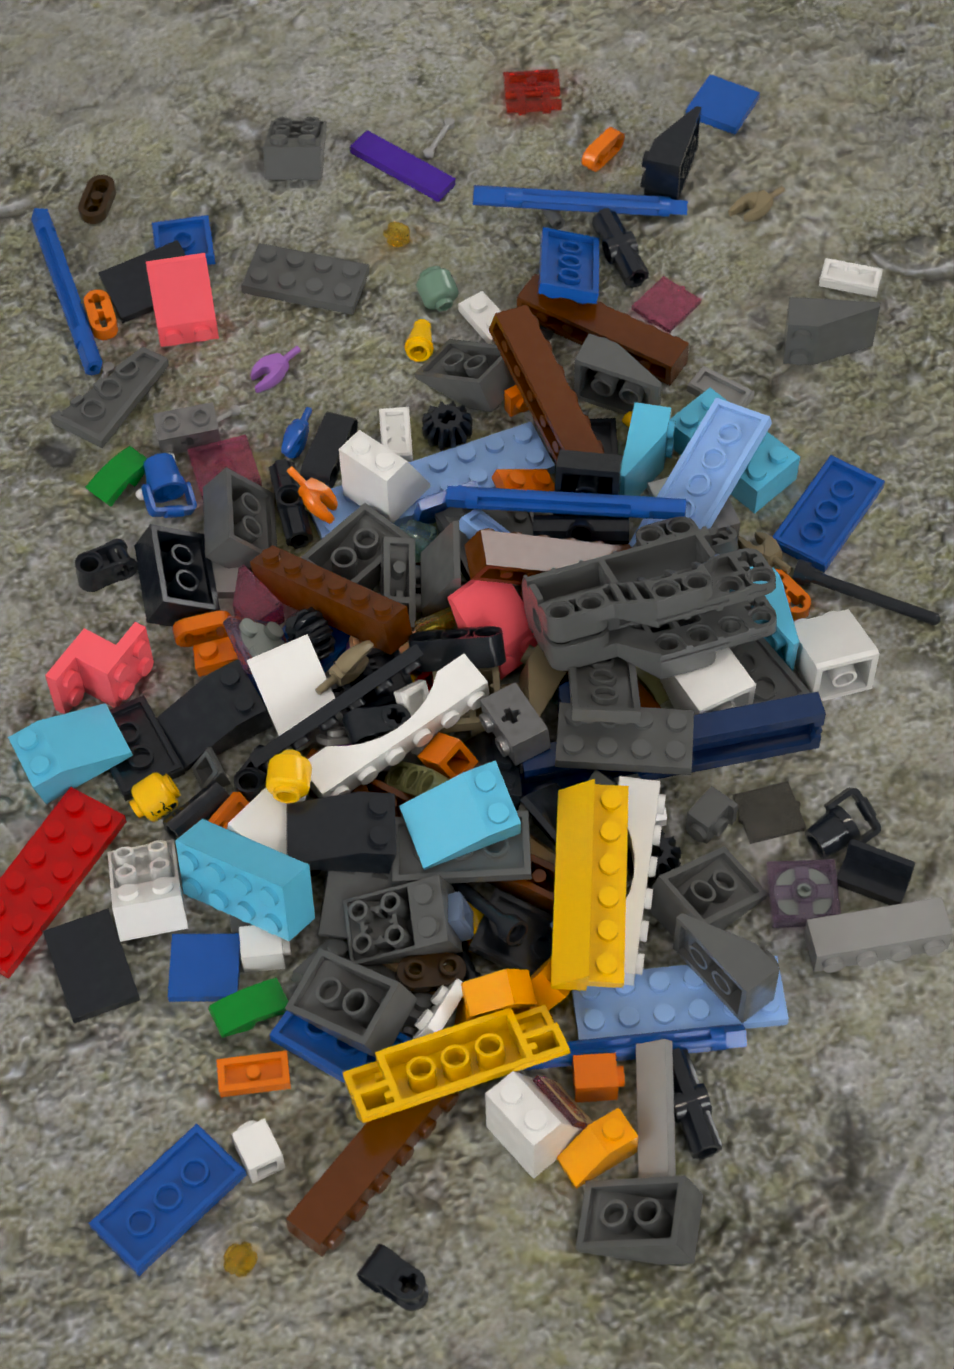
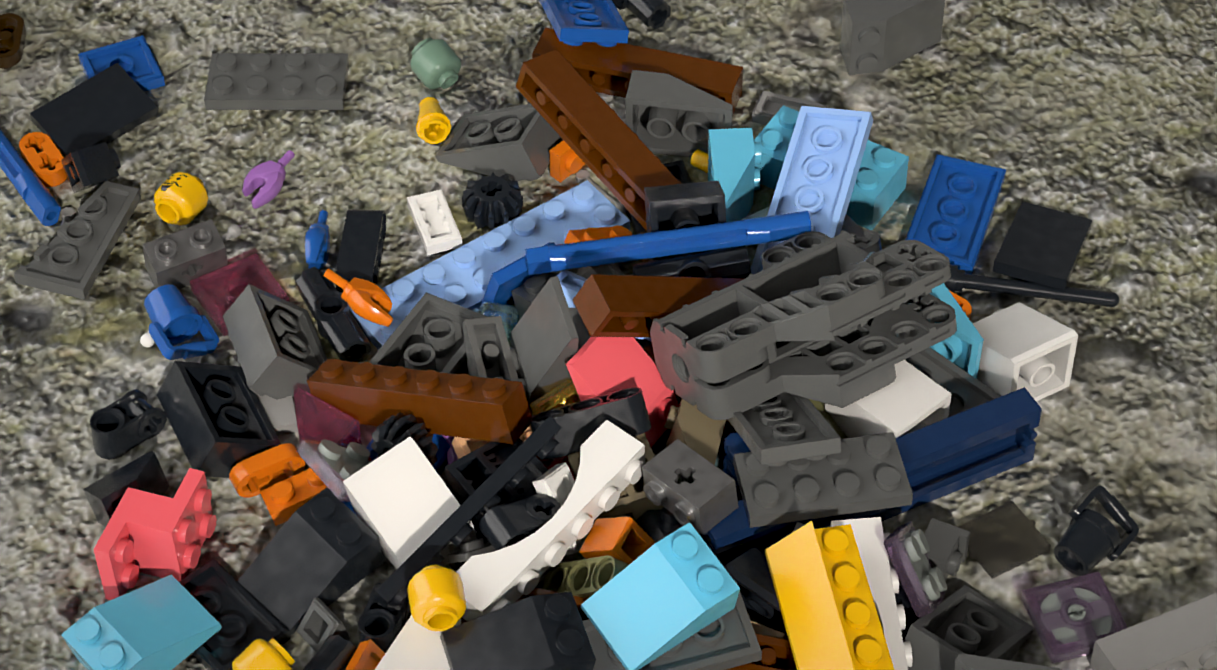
camera: 15 degrees left, 10 degrees down
(102, 618) = (139, 474): none -> black slope
(117, 474) = (112, 323): green slope -> none
(134, 332) = (91, 166): none -> black slope
(182, 299) = (143, 119): coral slope -> none
(197, 374) = (180, 198): none -> yellow head
(347, 666) = (467, 465): dark tan hand -> none
(379, 477) = (436, 258): white slope -> none
(397, 234) = (371, 18): clear yellow plate -> none
(479, 313) = (495, 84): white plate -> none
(666, 304) = (699, 37): clear pink piece -> none
(678, 829) = (919, 579): none -> piece
(875, 873) = (1150, 575): black panel -> none
(890, 558) = (1042, 246): none -> black tile

